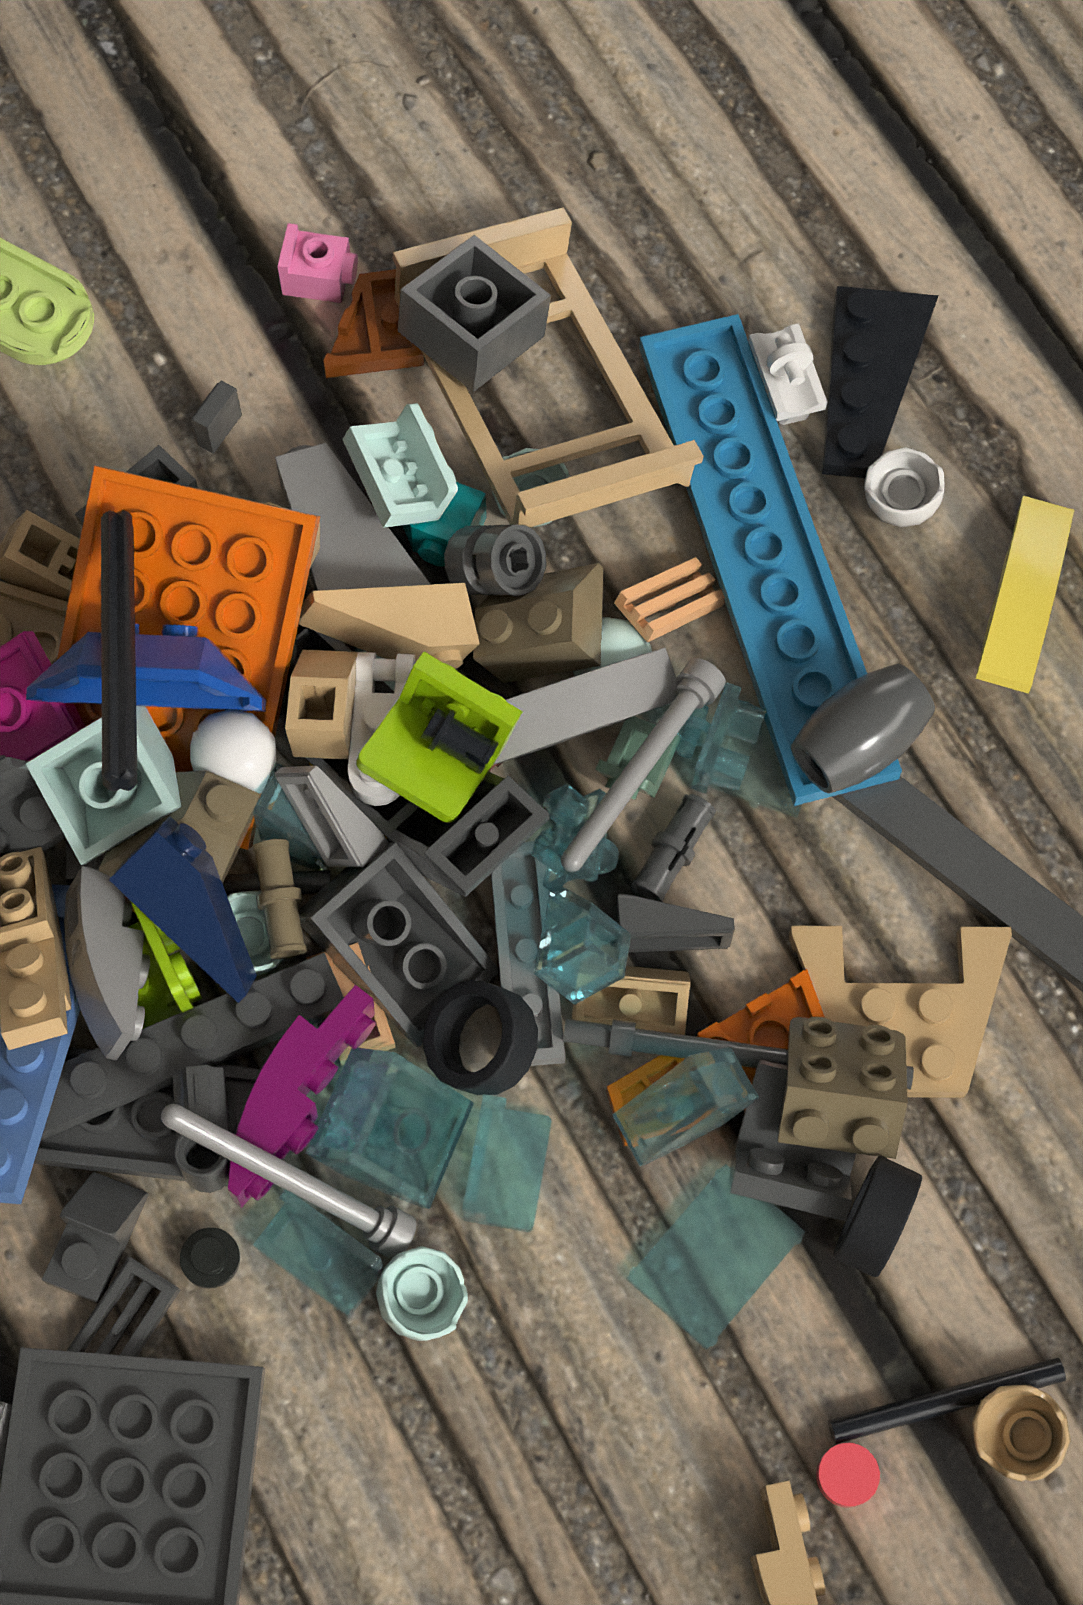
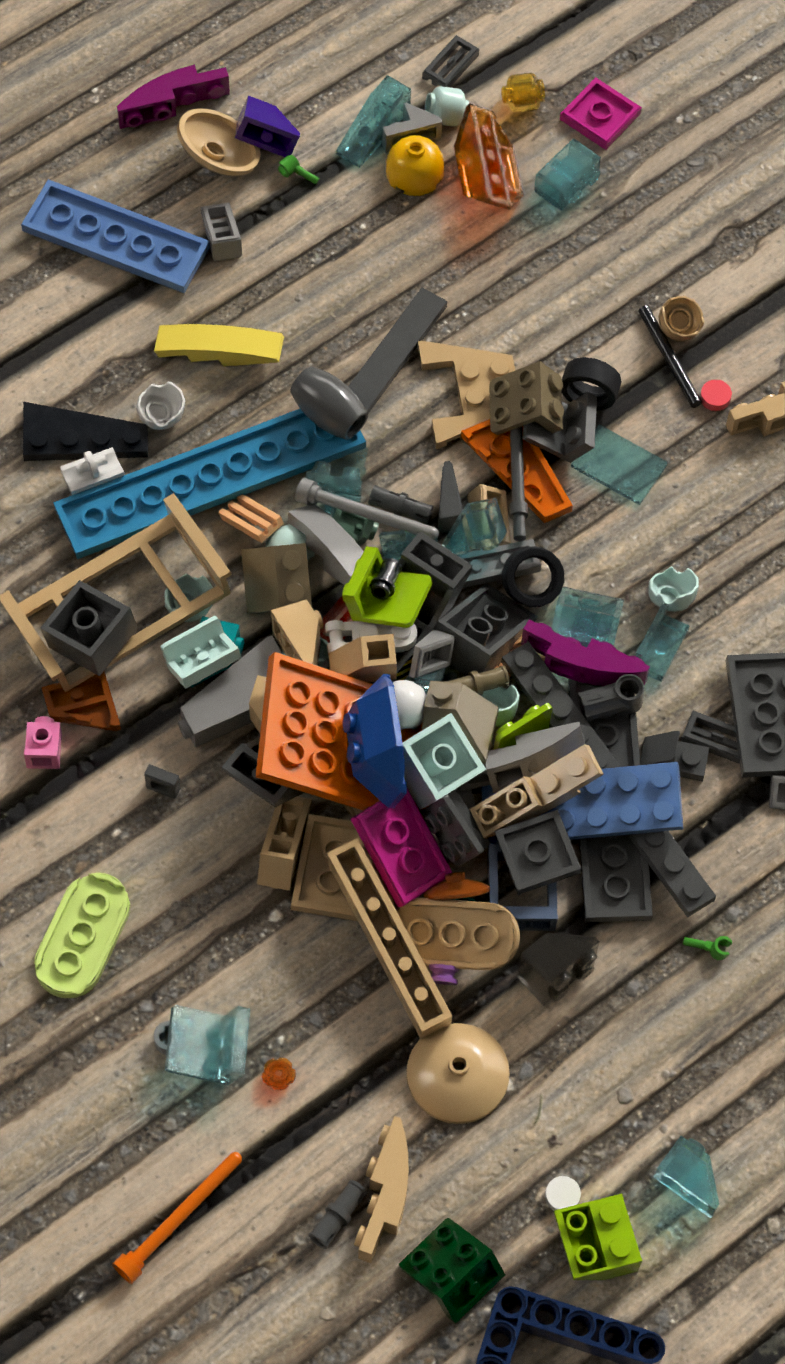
camera: 100 degrees left, 5 degrees down
(118, 652) = (383, 723): black axle -> none
(184, 896) = (494, 710): dark blue slope -> none
(210, 1258) = (673, 697): pearl dark grey plate -> none
(386, 1228) = (641, 612): light grey piece -> none
(496, 559) = (248, 606): dark grey wheel -> none
(506, 1166) = (595, 565): clear light blue panel -> none
(685, 1104) = (553, 471): clear light blue slope -> none

